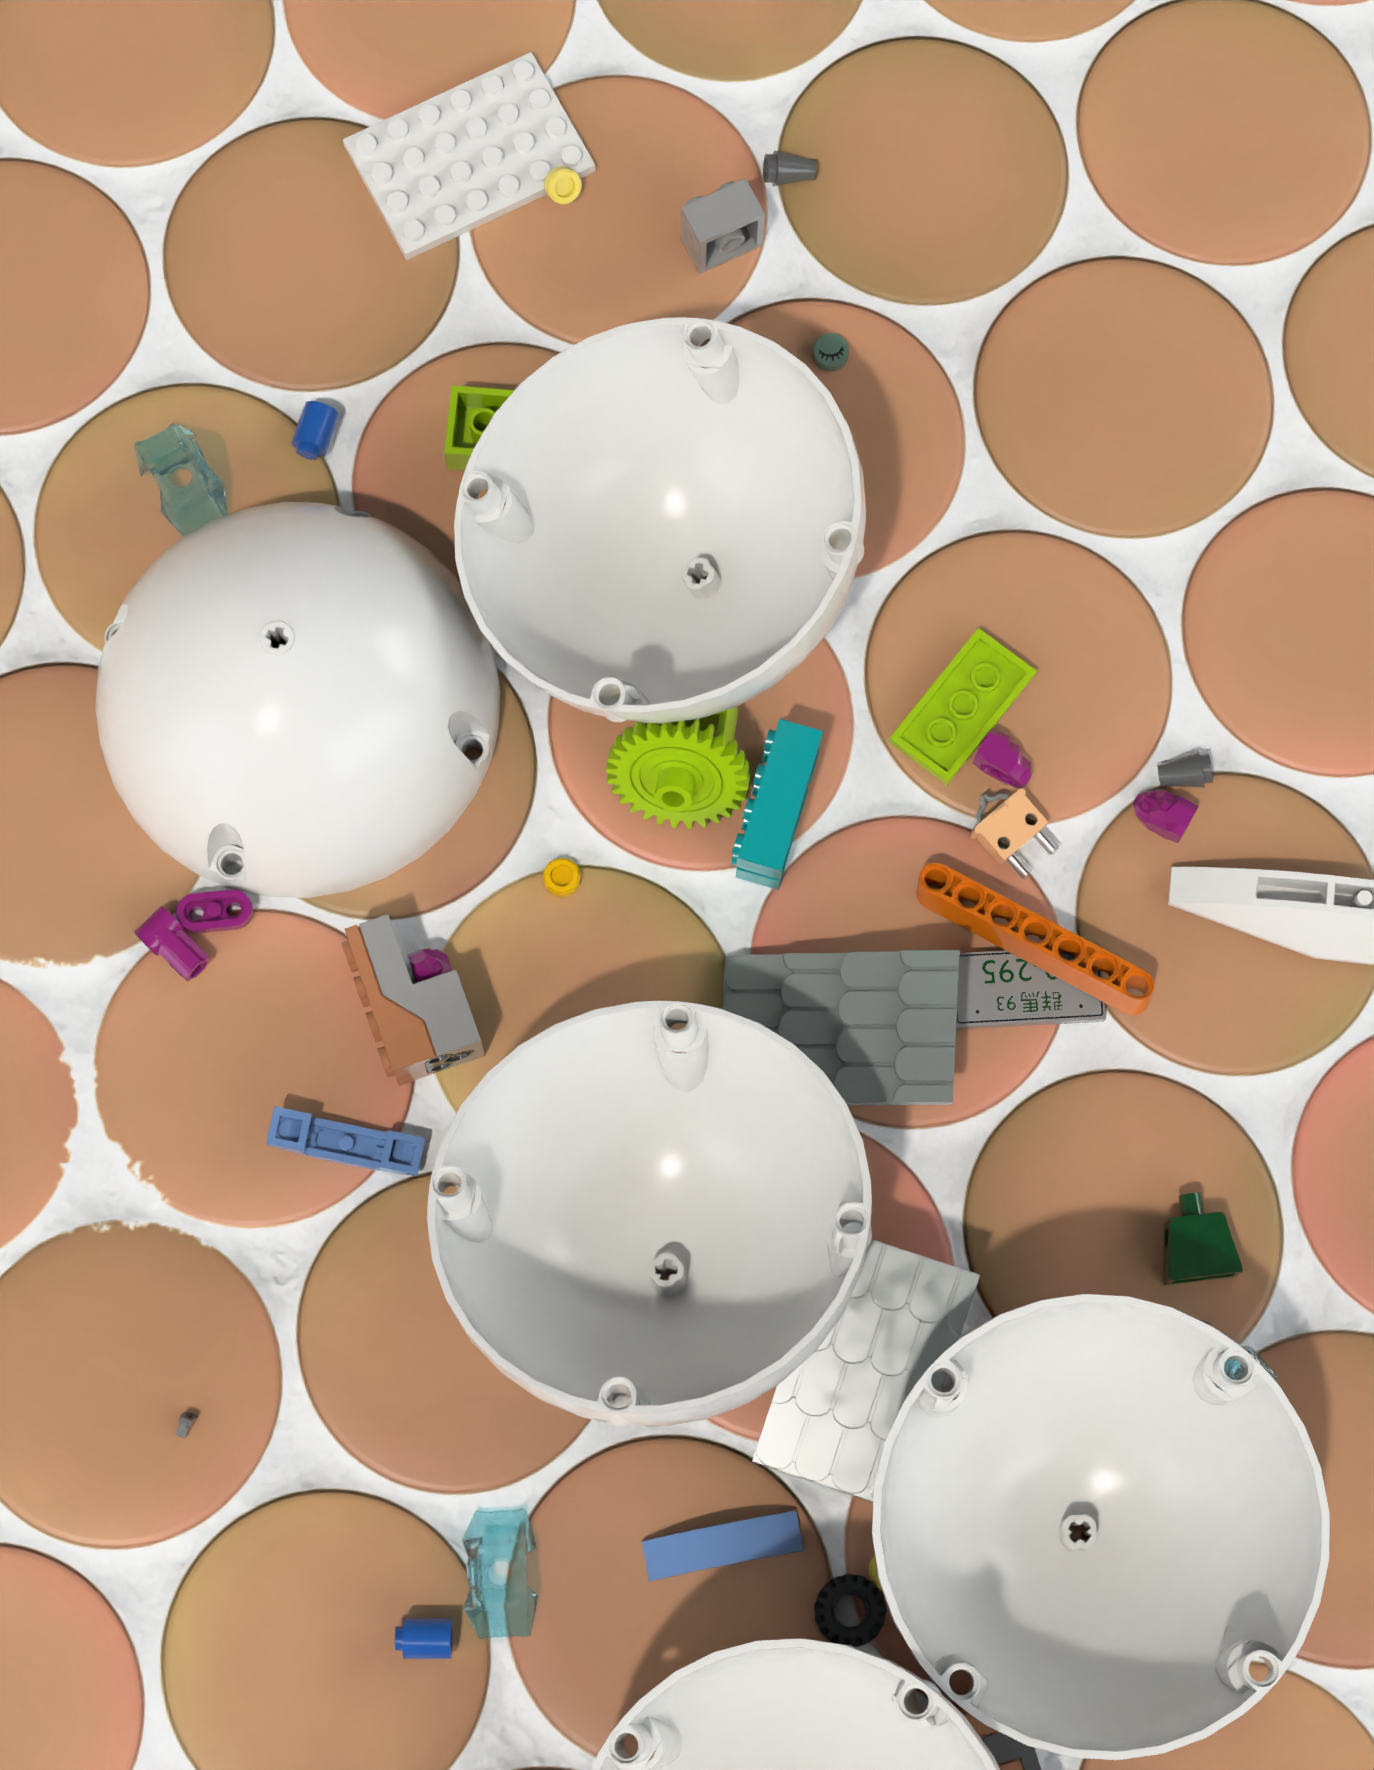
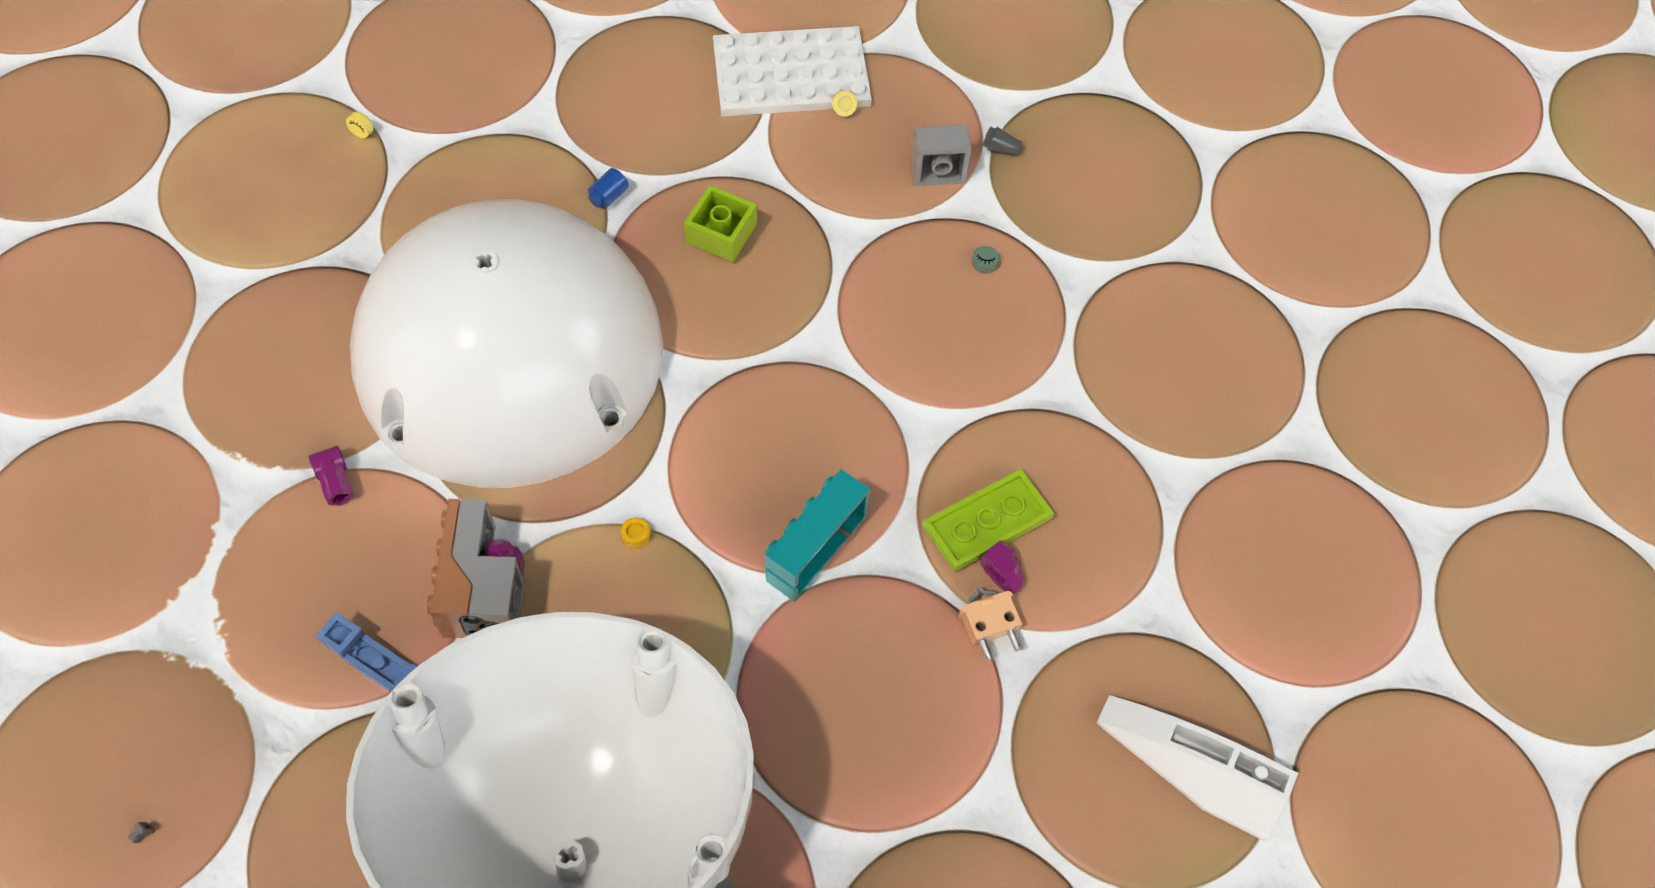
camera: 20 degrees right, 15 degrees down
(201, 498) = (504, 171): clear light blue piece -> none
(215, 911) = (376, 464): magenta plate -> none
(636, 483) = (807, 295): white piece -> none
(680, 769) = (755, 476): lime piece -> none
(865, 1018) = (811, 715): light grey piece -> none
(1011, 992) = (958, 745): light grey tile -> none
(1041, 954) = (981, 720): orange beam -> none
(1164, 813) = (1118, 653): magenta rock -> none
(1187, 771) = (1146, 627): dark grey cone -> none

